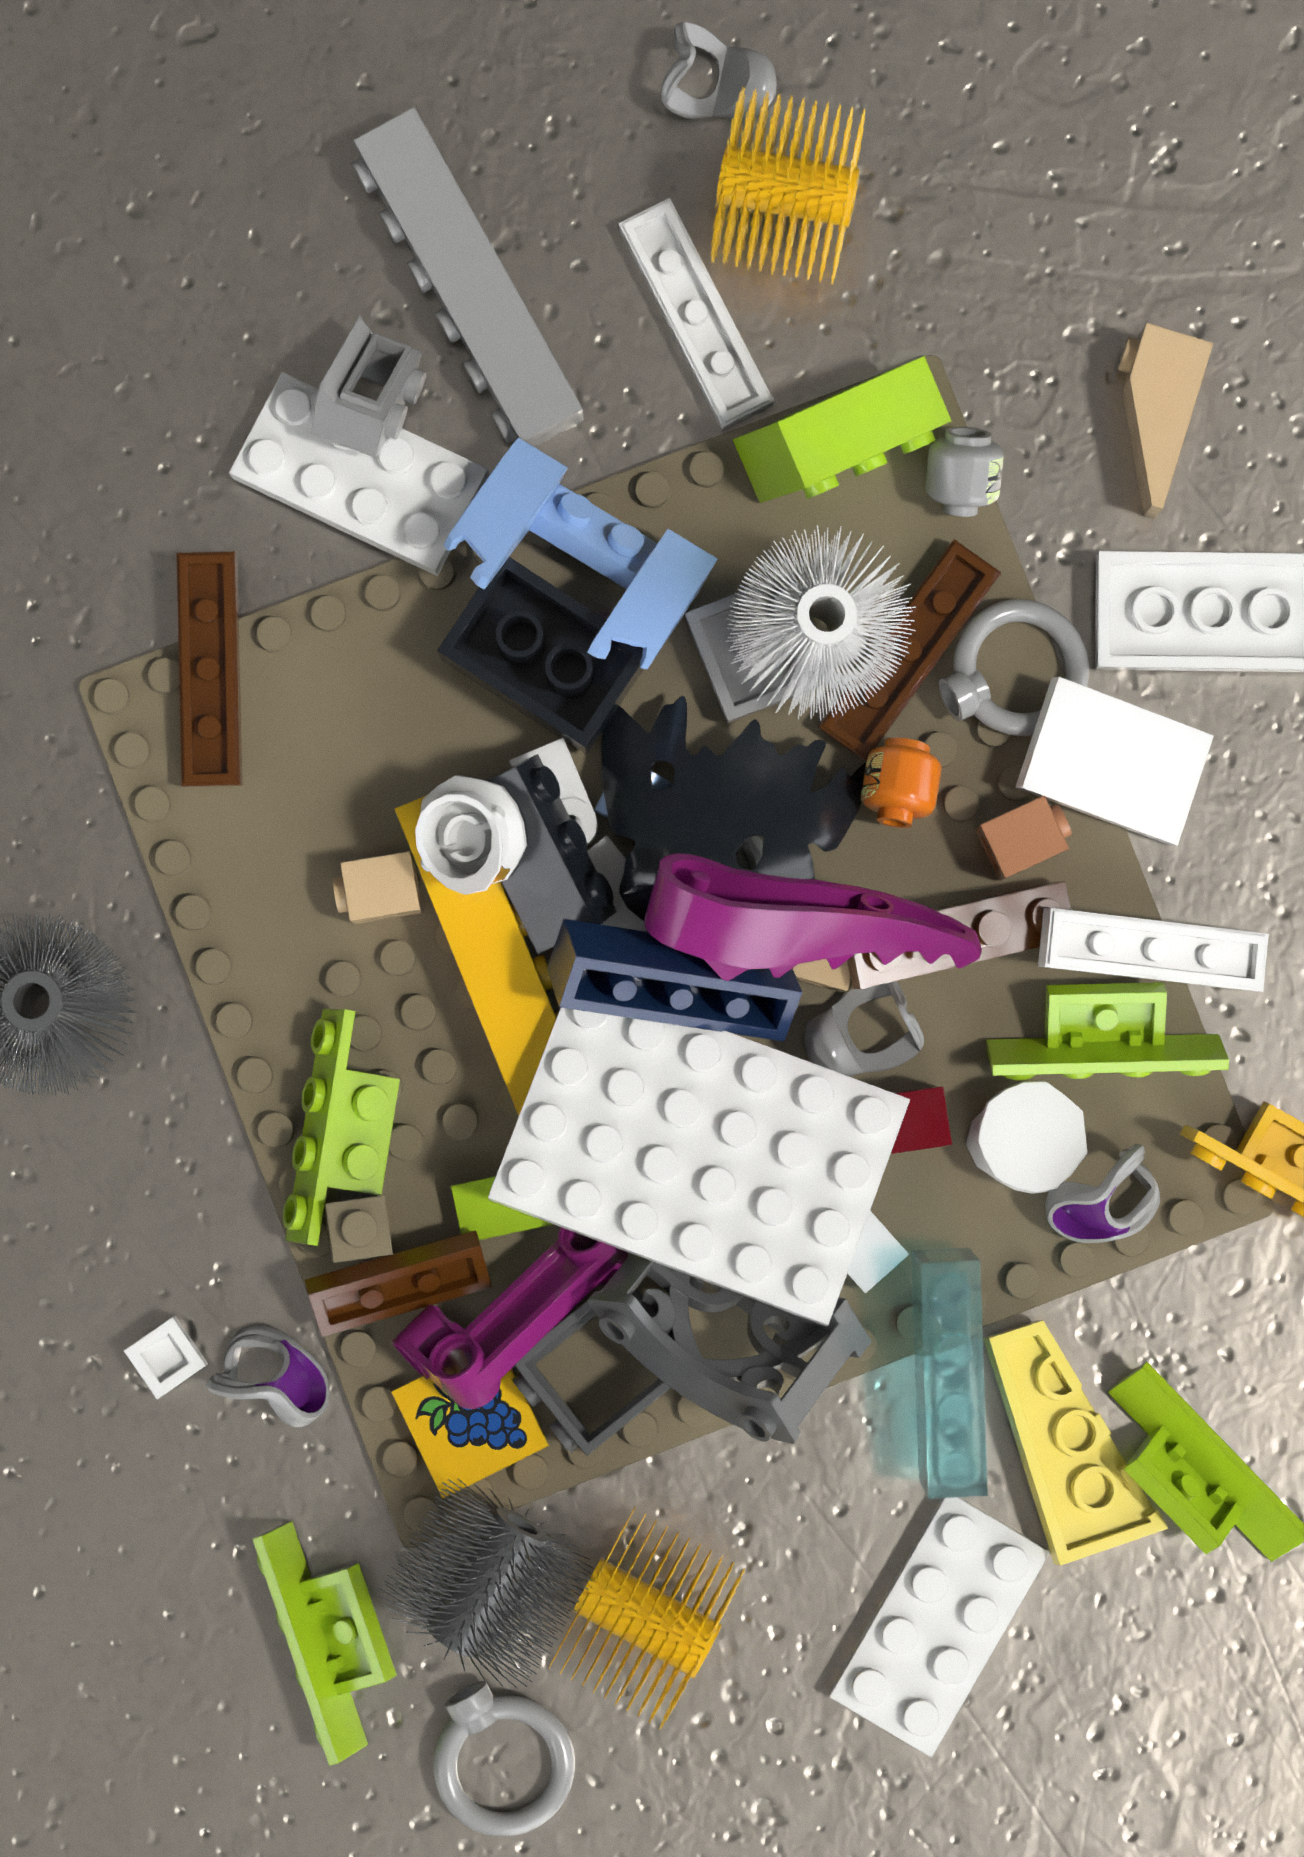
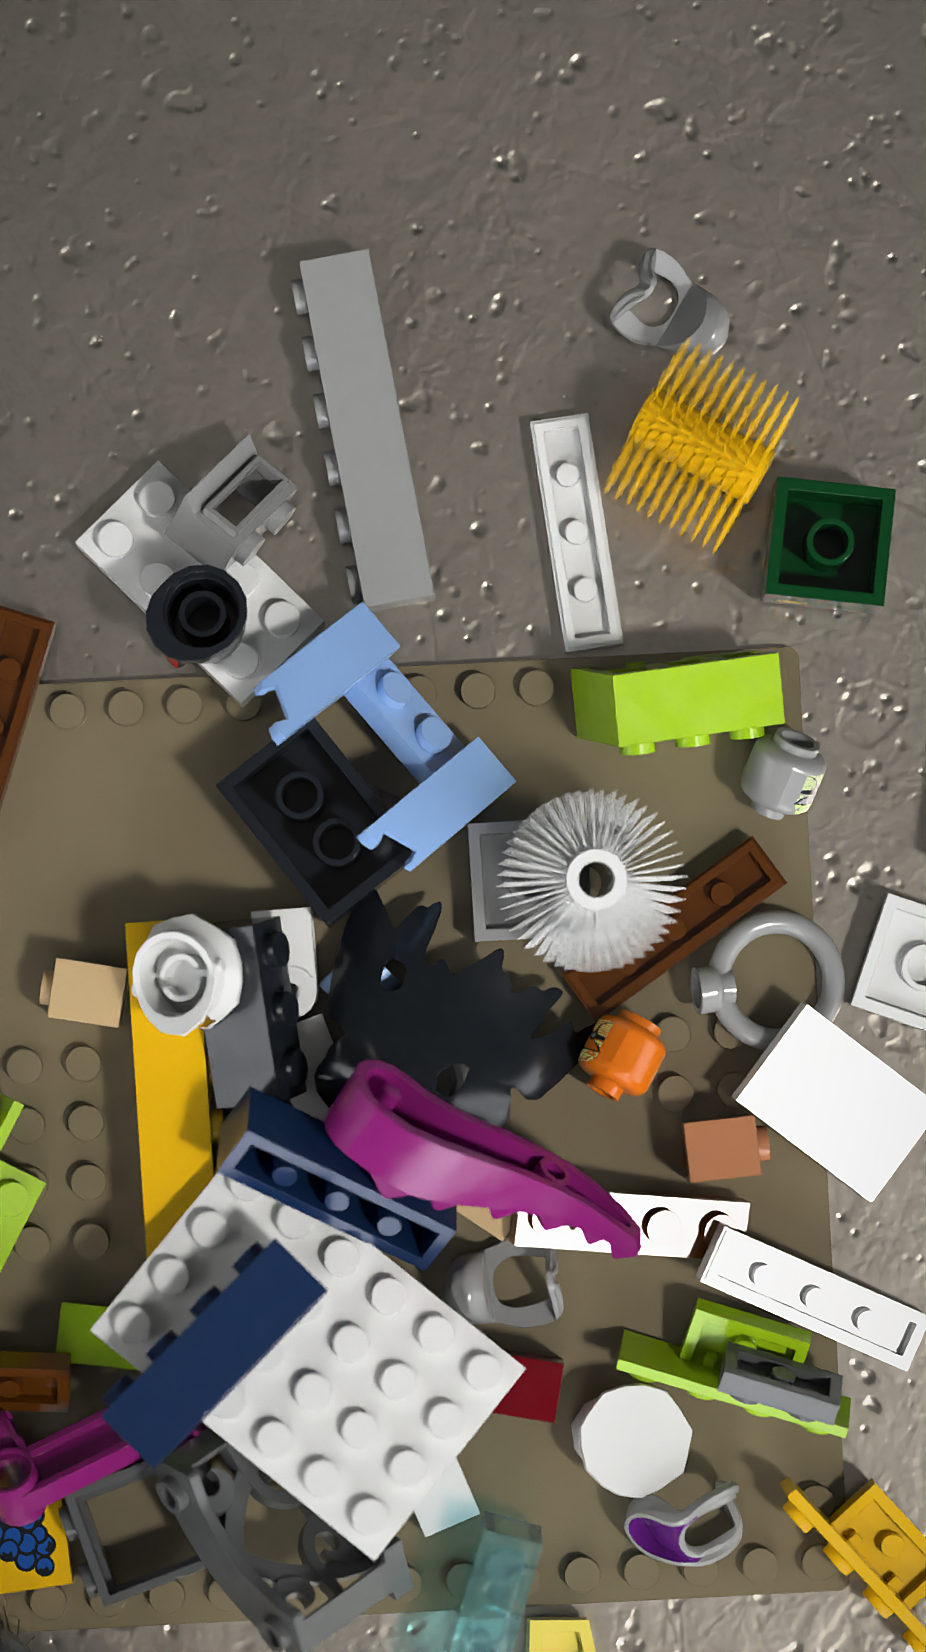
camera: 20 degrees right, 0 degrees up
(368, 497) = (197, 616): none -> black hat
(613, 1177) = (213, 1353): none -> dark blue brick
(936, 244) = (828, 545): none -> dark green brick
(1151, 1037) = (780, 1383): none -> dark grey plate

